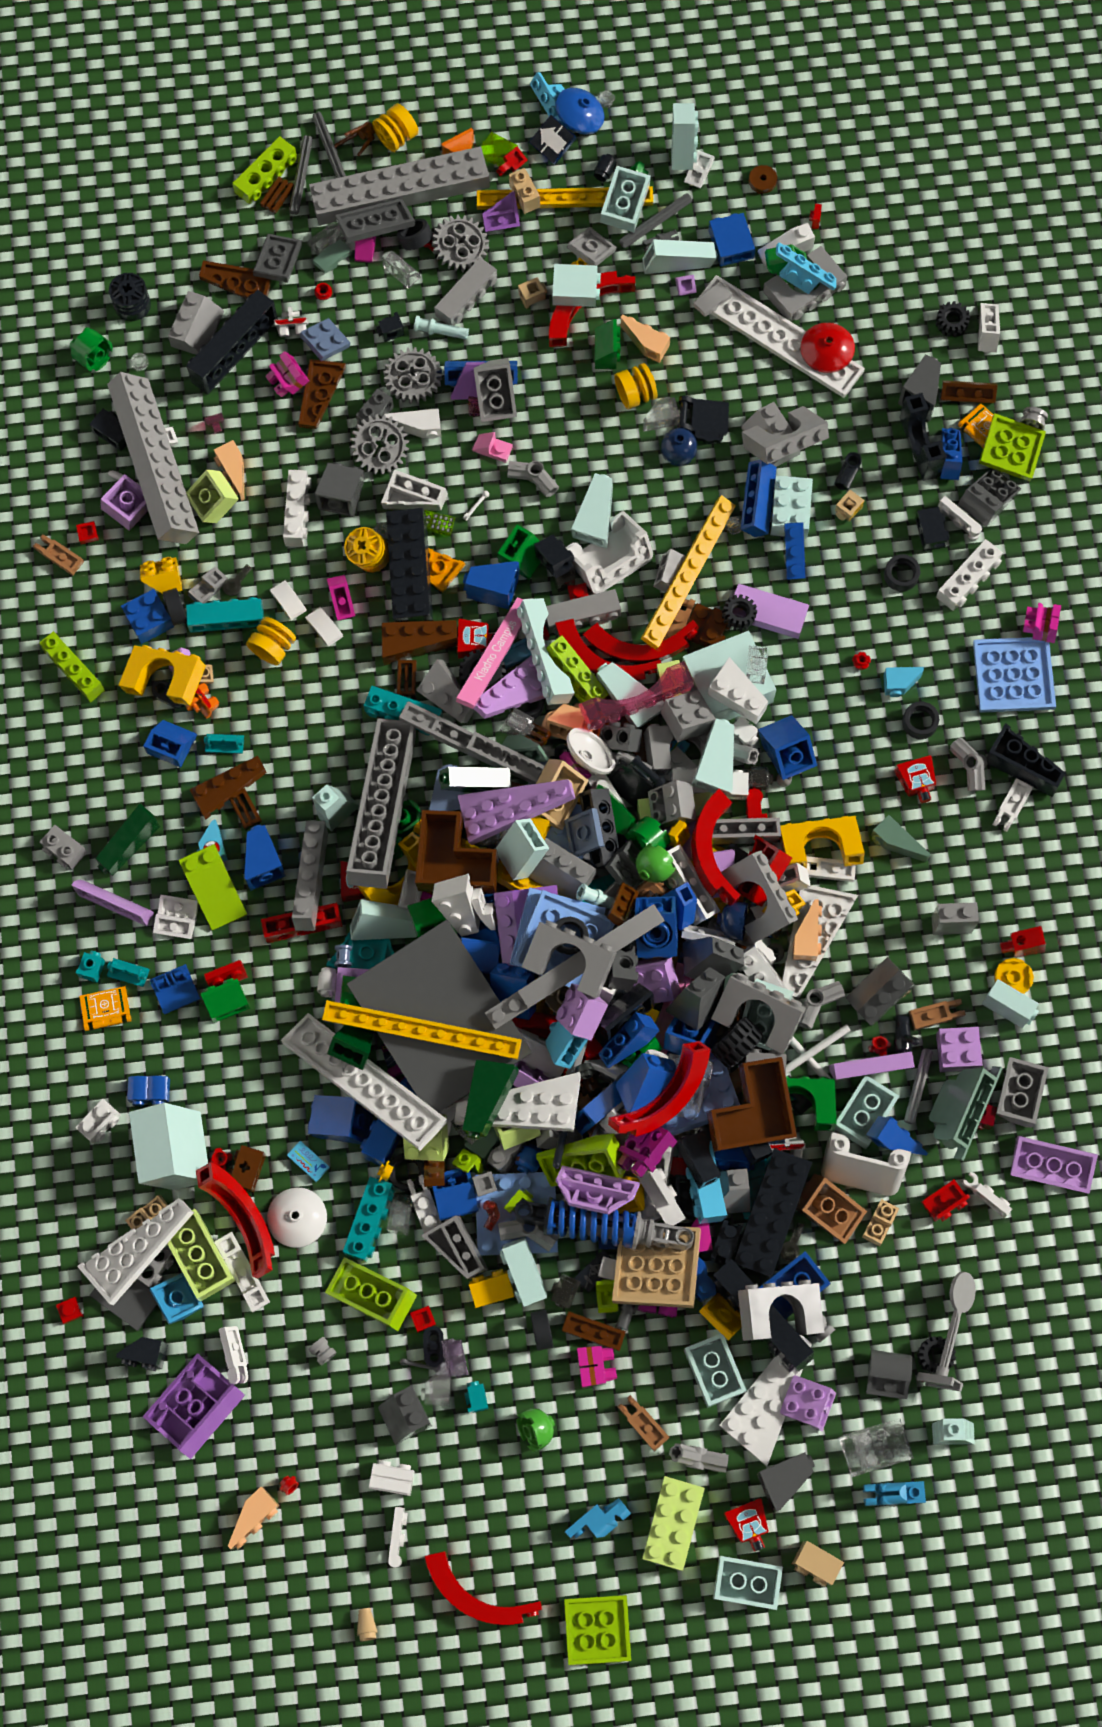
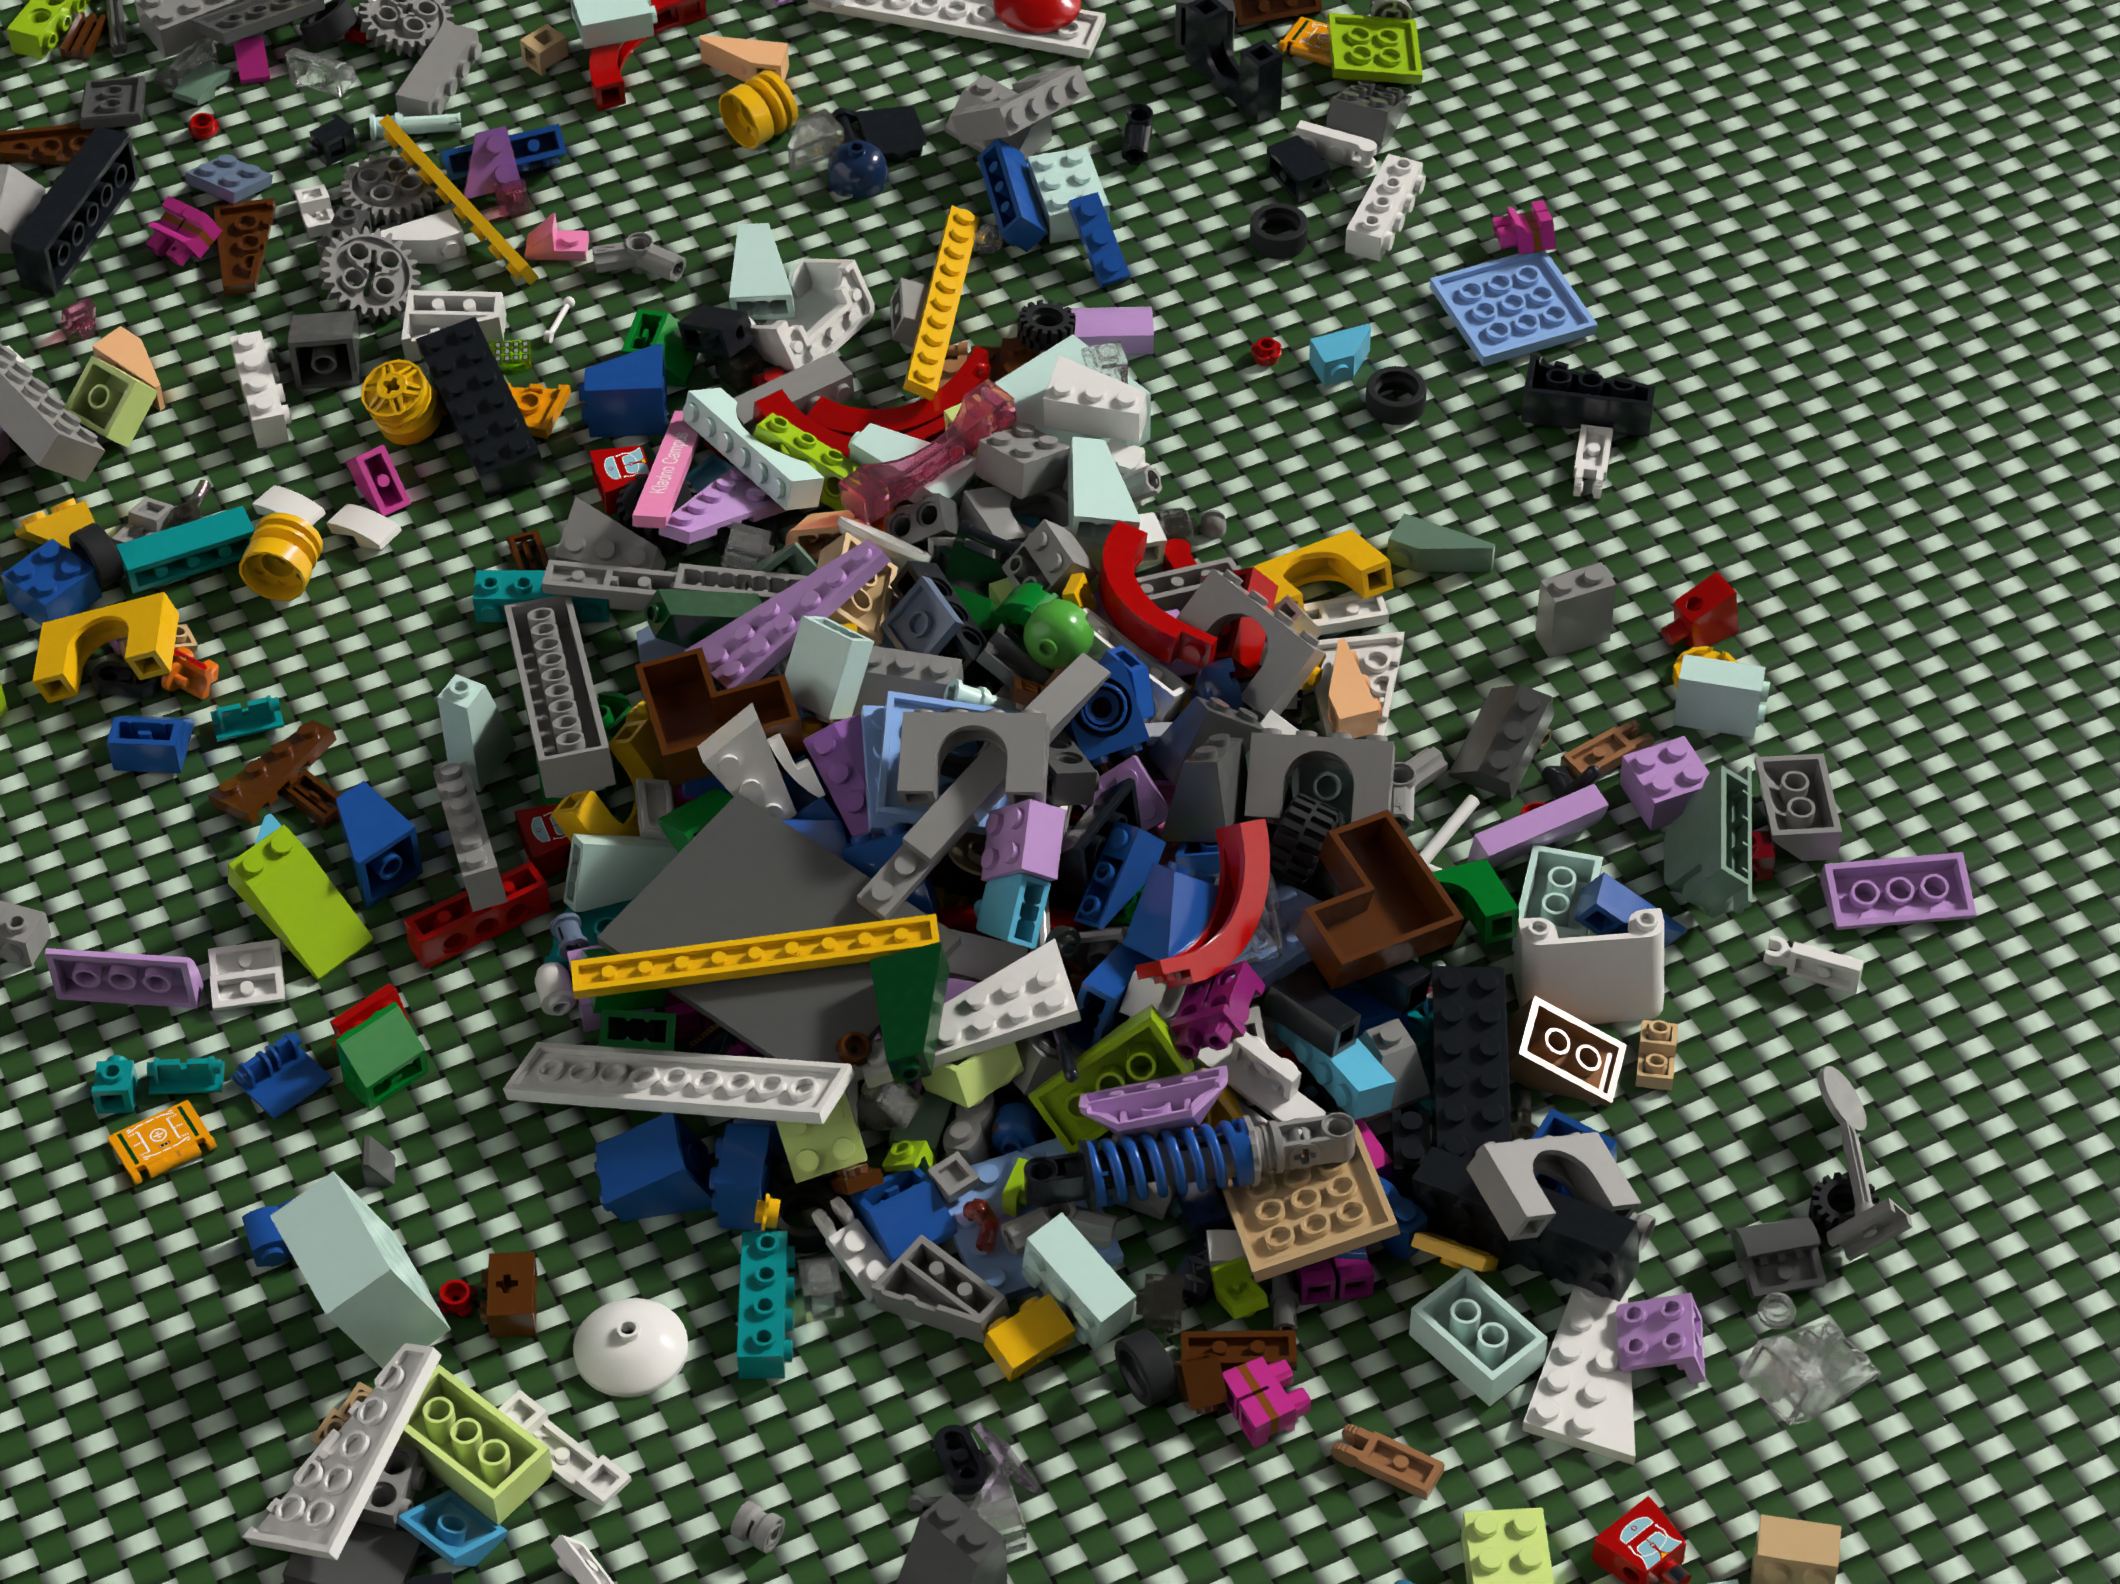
camera: 20 degrees left, 25 degrees down
(98, 1121) = (207, 1308): white bracket -> none
(127, 840) = (123, 883): dark green slope -> none
(206, 1062) = (377, 1163): none -> dark grey slope
(243, 1211) = (524, 1351): red arch -> none
(283, 324) = (164, 170): white hips -> none
(308, 1161) = (619, 1256): medium azure tile -> none
(367, 378) = (315, 209): none -> white slope
(371, 1293) = (816, 1413): lime slope -> none
(416, 638) = (528, 497): reddish brown wedge -> none
(423, 1318) = (922, 1423): red plate -> none
(442, 398) = (463, 207): none -> yellow plate
(448, 1103) = (856, 1040): none -> reddish brown plate
(476, 1397) = (1072, 1512): teal brick -> none
(495, 390) = (537, 158): light grey slope -> none
(536, 1427) = (1197, 1521): bright green cylinder -> none
(566, 1347) = (1201, 1383): none -> reddish brown brick
(607, 345) = (691, 76): green slope -> none
(699, 1458) = (1509, 1479): light grey piece -> none
(784, 1479) = (1673, 1453): dark grey slope -> none
(788, 747) = (1205, 473): blue slope -> none
(851, 501) = (1157, 180): tan brick -> none
(875, 1404) = (1776, 1311): none -> clear plate
(895, 1493) = (1874, 1426): dark azure plate -> none
(917, 777) = (1424, 464): red torso -> none
(918, 1086) = (1625, 846): light grey axle -> none
(945, 1200) = (1749, 991): red bracket -> none
(952, 446) = (1295, 84): blue slope -> none
(953, 1432) = (1927, 1287): light aqua slope -> none
(967, 754) = (1513, 433): light grey piece -> none

